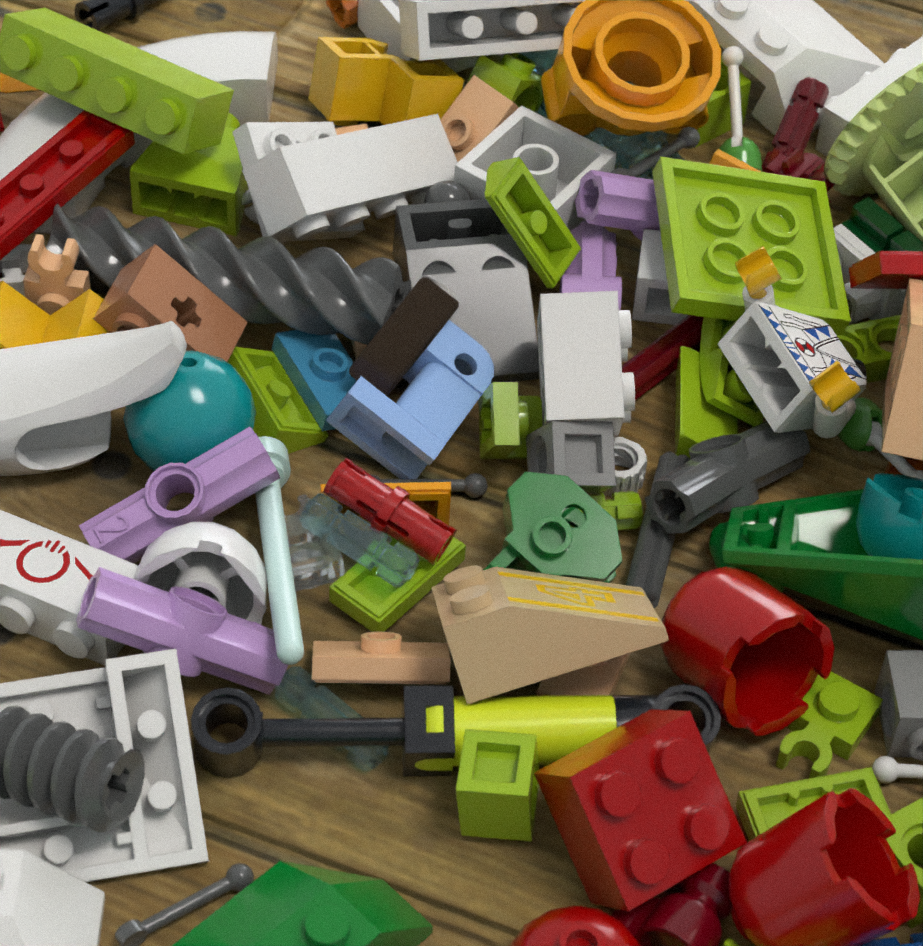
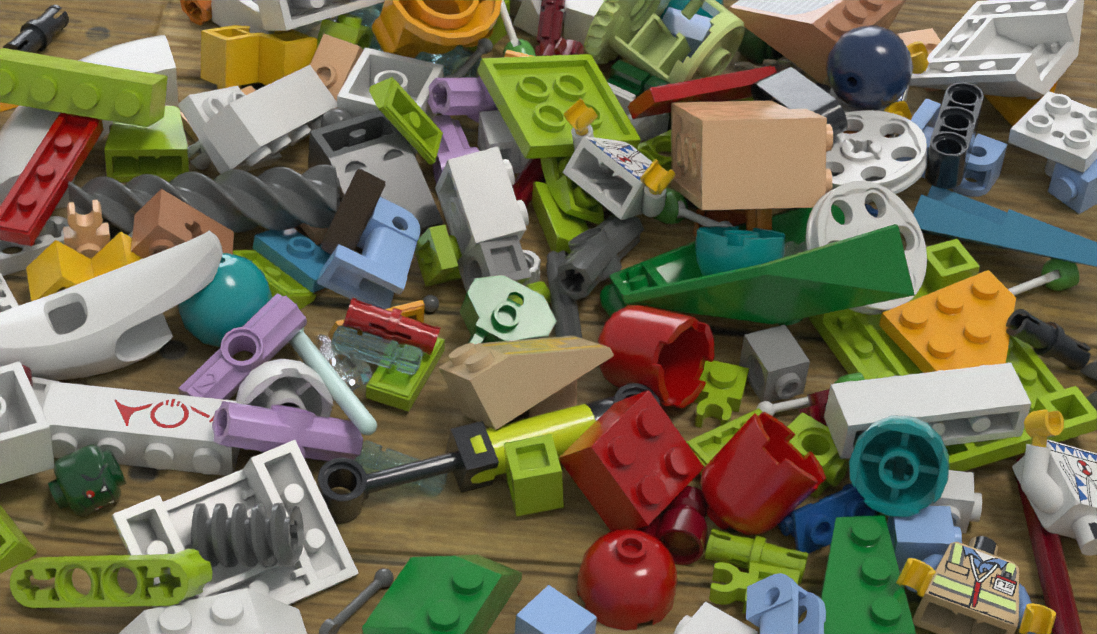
camera: 20 degrees left, 5 degrees down
(380, 659) = (421, 422): light nougat plate -> none

